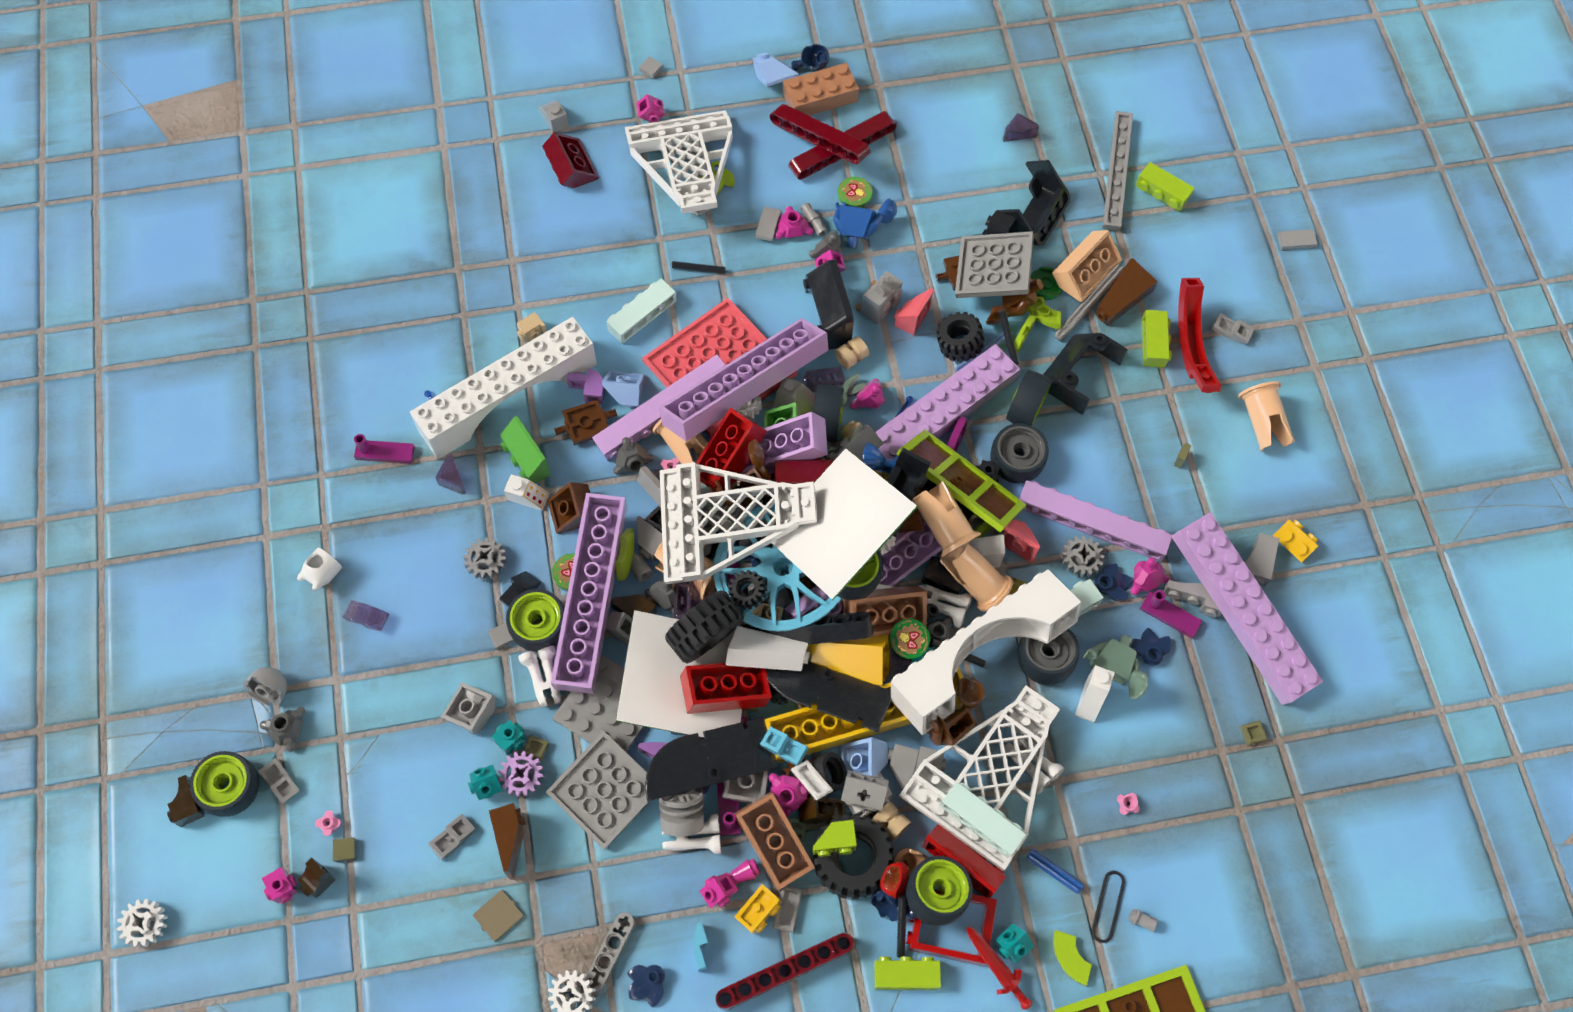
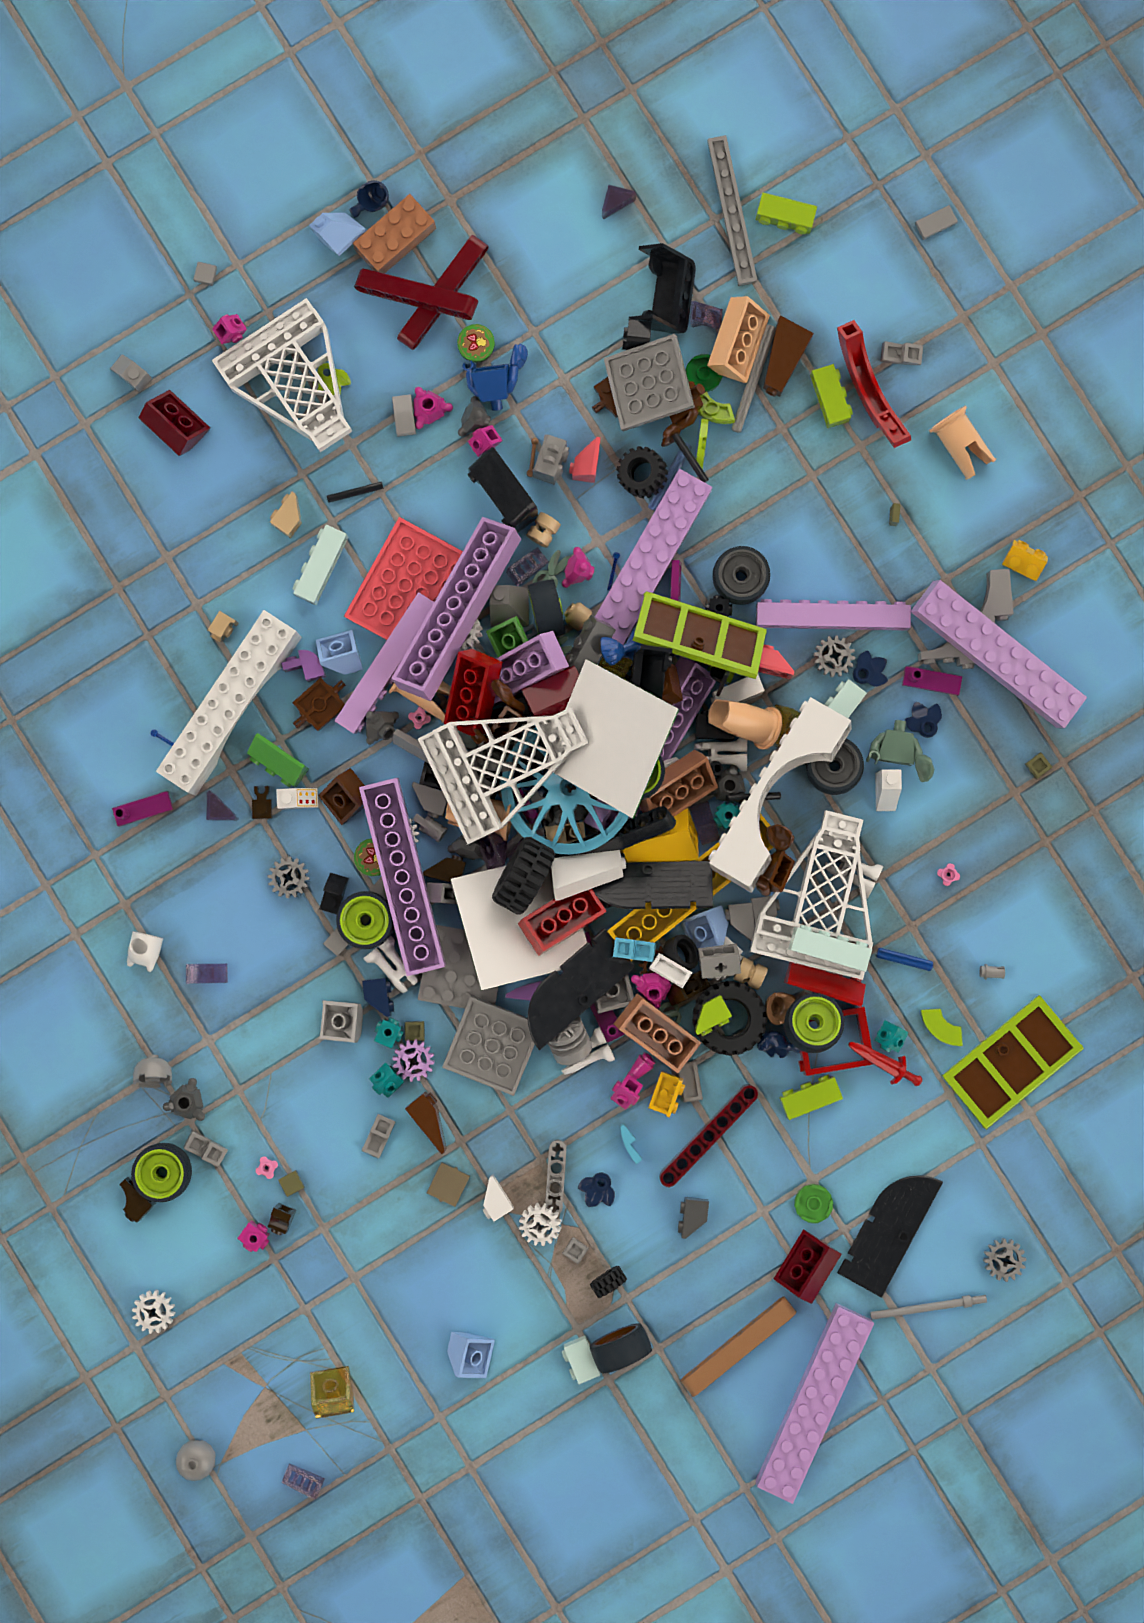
camera: 20 degrees left, 20 degrees up
(492, 489) = (262, 806): none -> dark brown plate
(516, 696) = (377, 995): none -> dark blue slope
(538, 950) = (496, 1200): none -> white slope
(625, 556) = (418, 826): lime tile -> none
(631, 263) = (288, 516): none -> tan slope
(739, 581) = (536, 829): black tyre -> none
(814, 219) = (447, 392): light grey pin -> none
(895, 879) = (774, 1028): red rock -> none
(901, 925) = (792, 1061): black bar -> none
(909, 639) = (707, 806): tile -> none
(944, 518) = (703, 689): light nougat piece -> none
(1029, 398) = (732, 518): black wheel -> none
(1064, 236) = (705, 315): none -> clear purple slope
(1066, 381) = (749, 478): black windscreen -> none
(1116, 909) = (951, 970): black piece -> none
(1148, 576) = (900, 653): dark pink rock -> none

